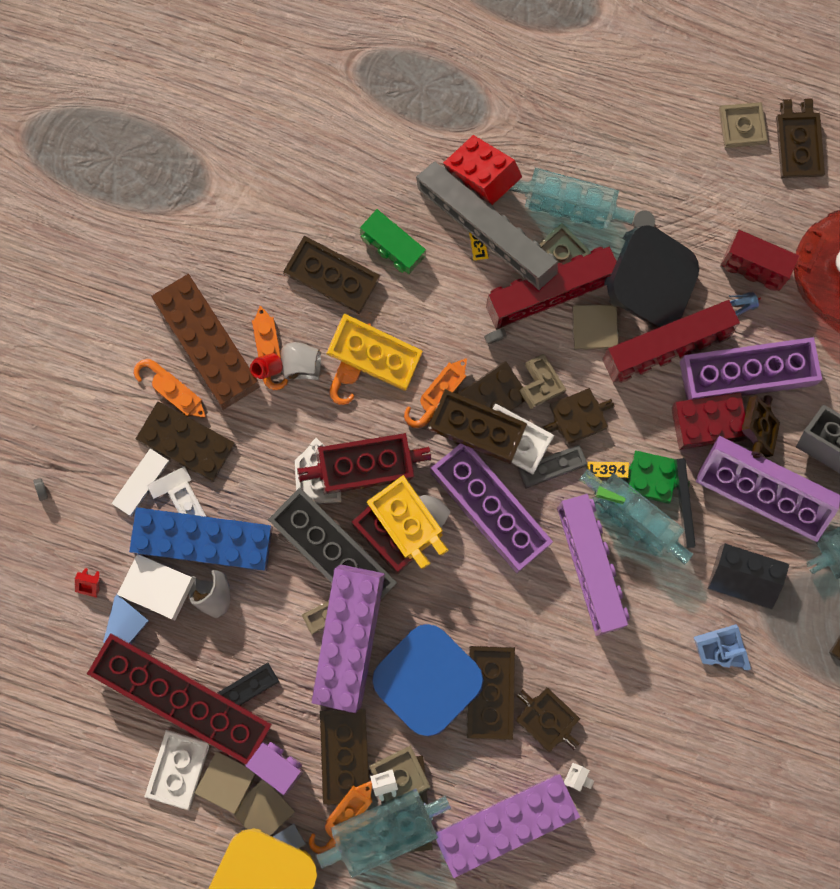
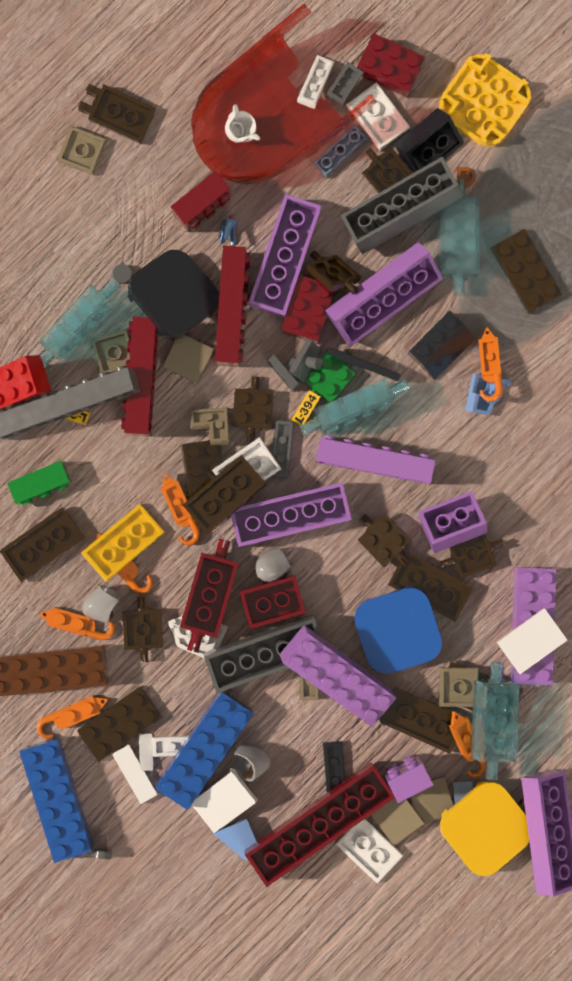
camera: 55 degrees left, 10 degrees up
(76, 414) = (56, 799): none -> blue brick
(87, 584) = (195, 852): red tile -> none
(266, 366) = (93, 634): red brick -> none
(295, 416) = (142, 629): none -> dark brown plate
(384, 783) = (459, 702): white tile -> none
(408, 521) = (272, 586): yellow tile -> none
(490, 828) = (531, 641): none -> white tile
(495, 336) = (157, 440): dark grey tile -> none
(514, 619) = (384, 540): none -> dark brown plate
(571, 680) = (453, 522): none -> medium lavender brick
(578, 777) = (526, 553): white tile -> none
(608, 495) = (331, 422): bright green piece -> none
(634, 429) = (283, 371): none -> dark grey tile
(656, 444) = (306, 361): none -> dark grey tile
(756, 637) = (490, 364): none -> orange plate

